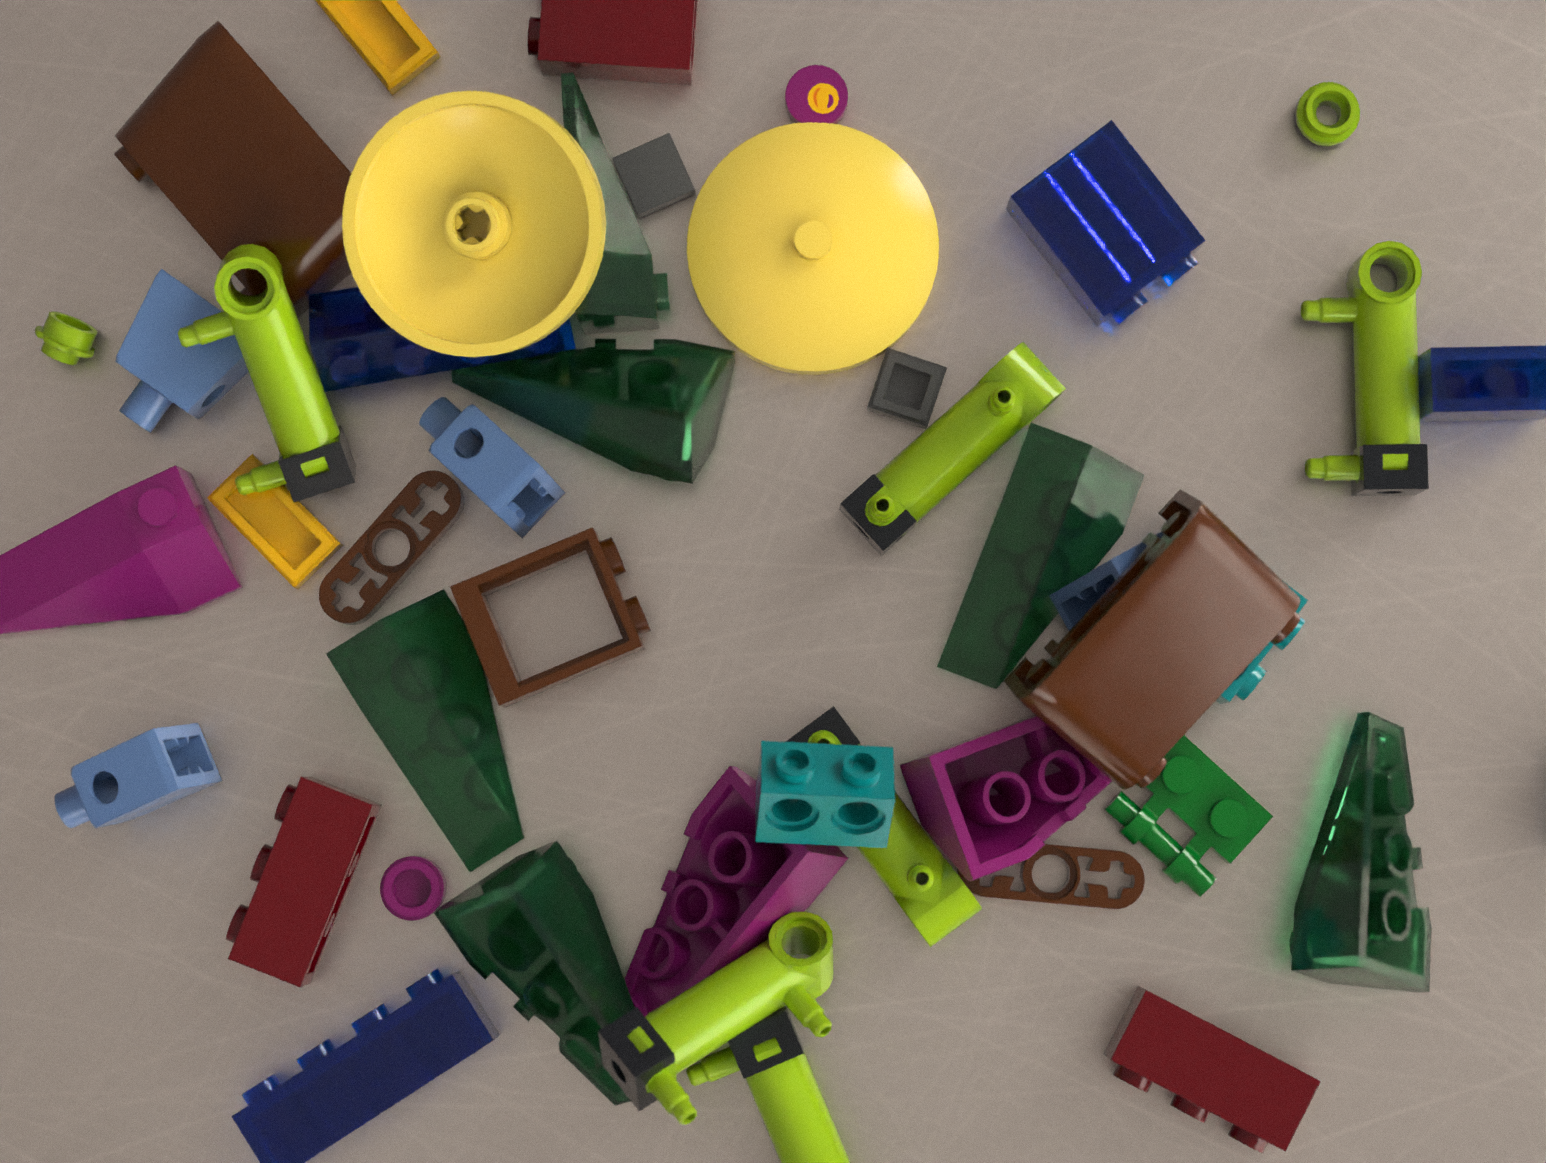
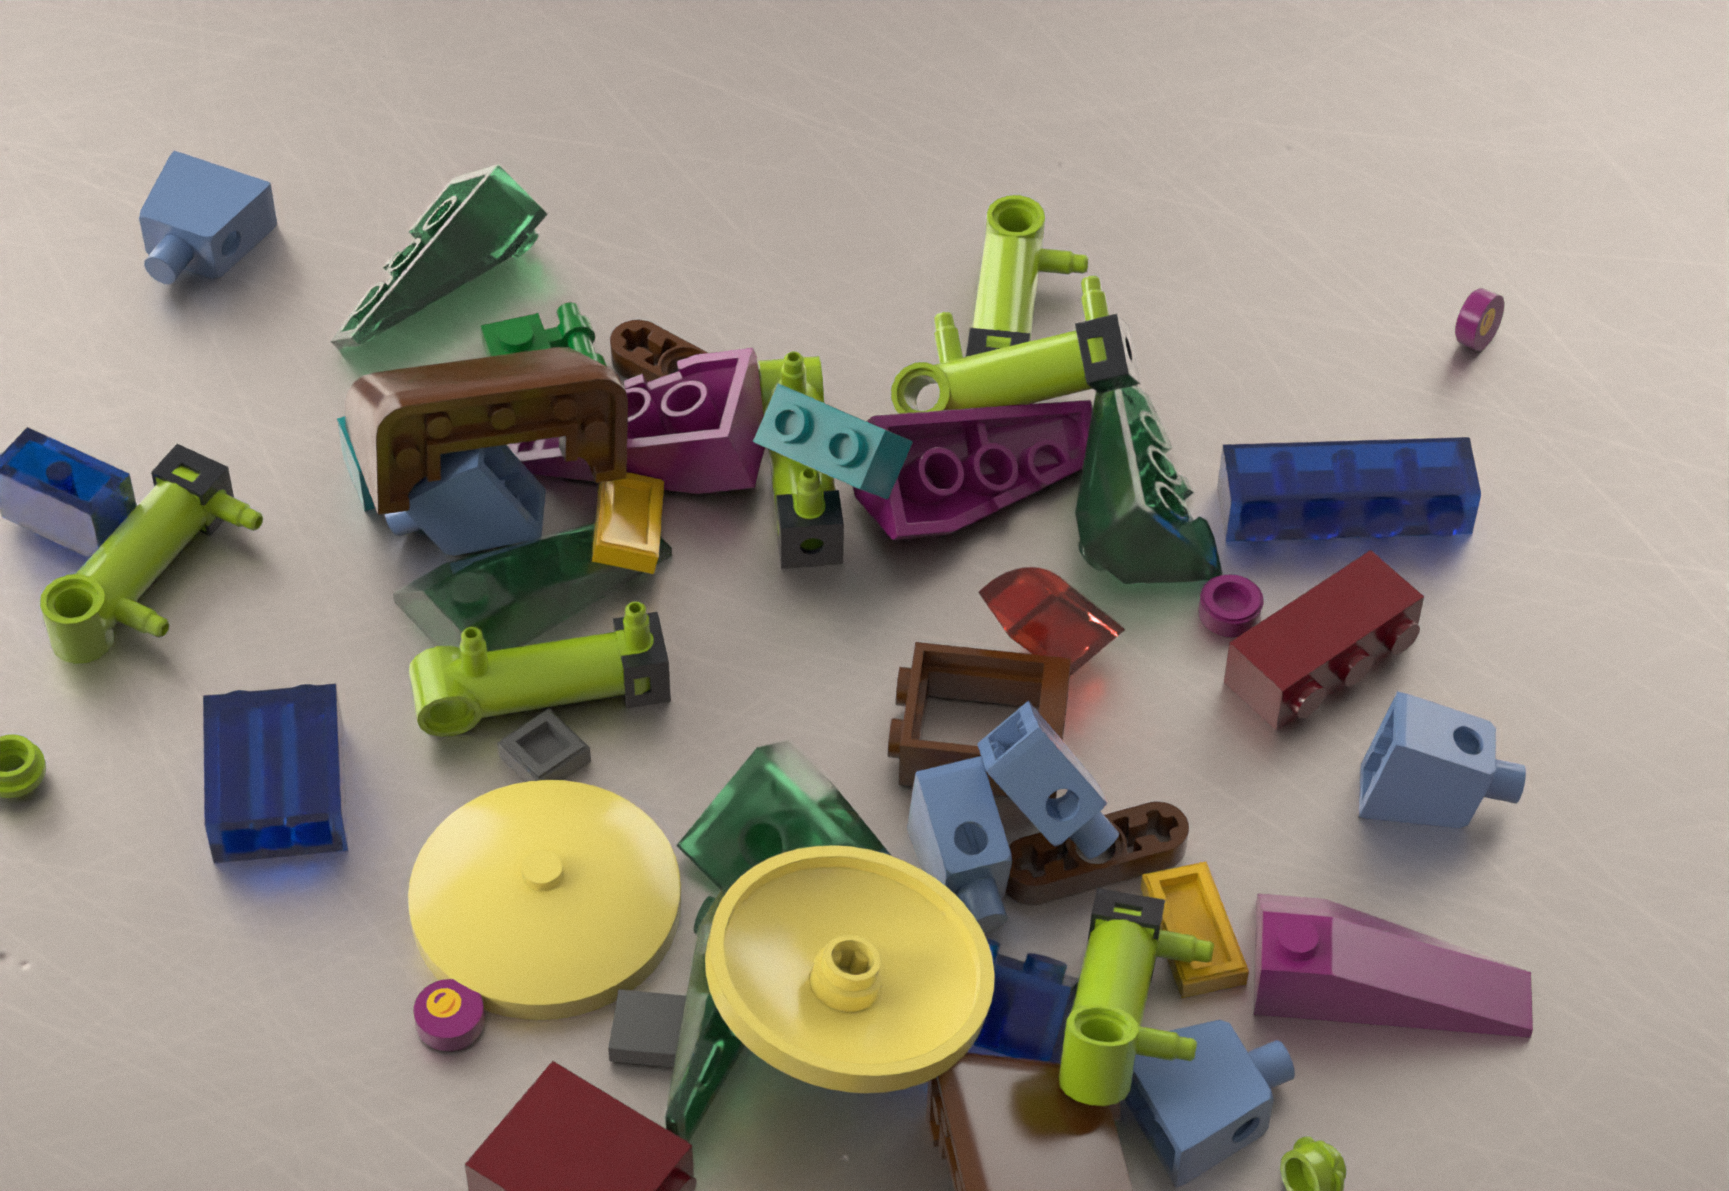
camera: 155 degrees left, 35 degrees down
(435, 716) = (1140, 709): clear green wedge -> none
(445, 541) = (1031, 765): none -> medium blue torso
(540, 736) = (1049, 615): none -> clear red brick
(980, 656) = (629, 523): none -> yellow tile
(1210, 1071) = (657, 202): dark red brick -> none

